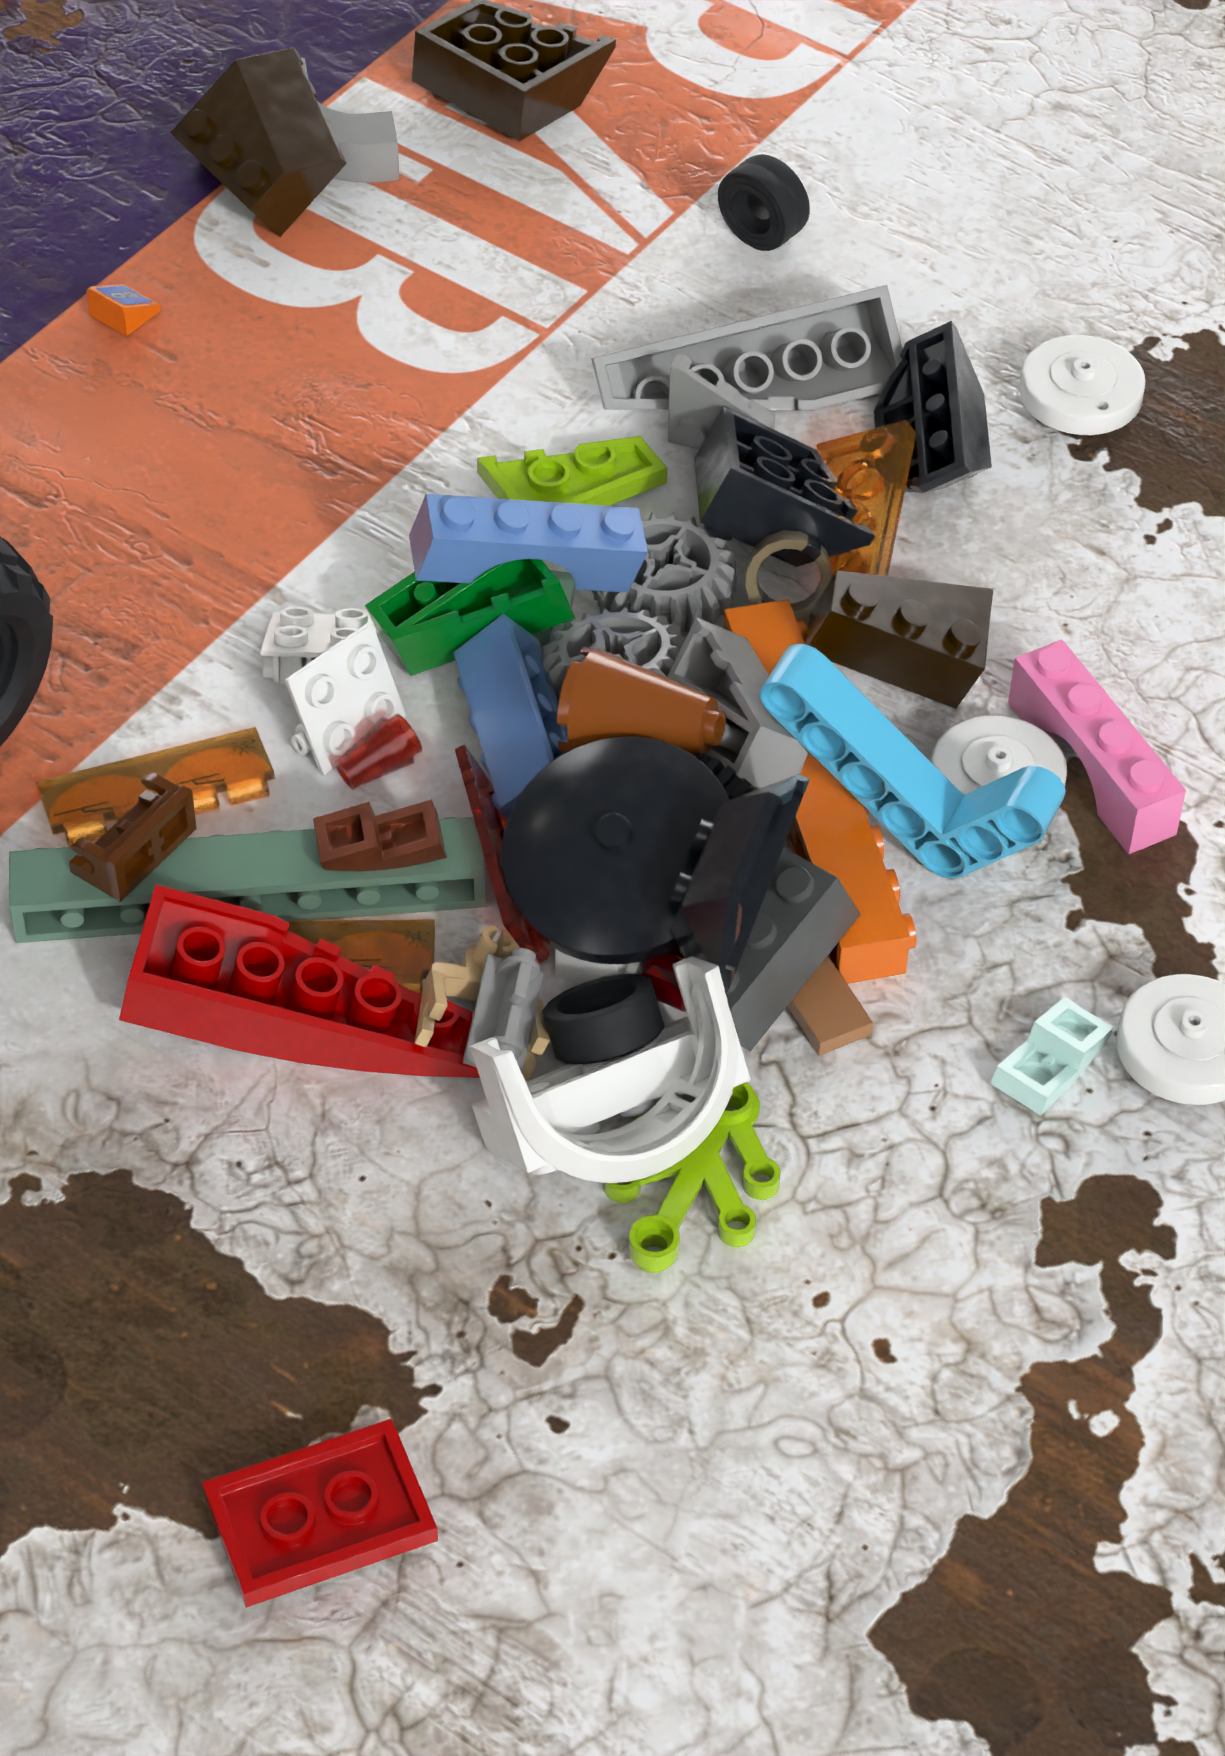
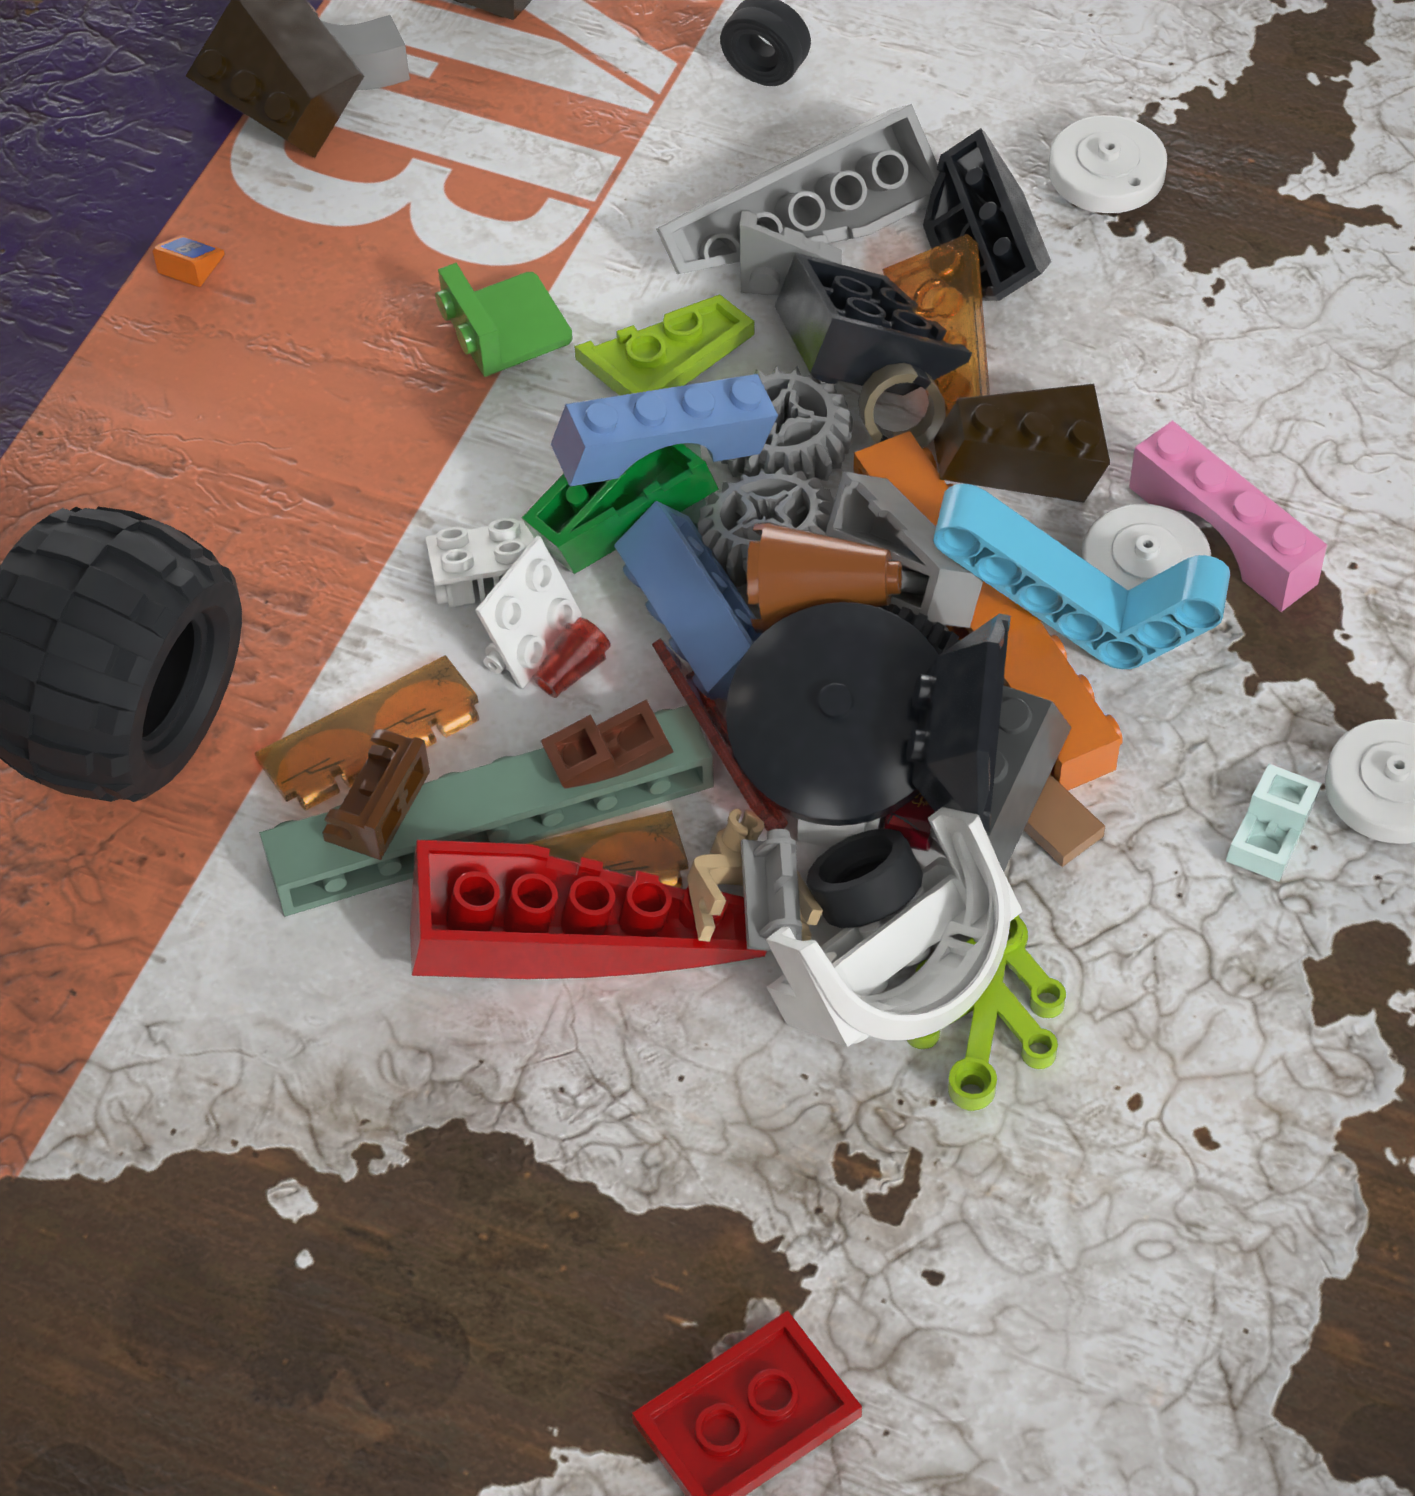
camera: 10 degrees left, 5 degrees up
(414, 422) = (502, 321): none -> bright green bracket

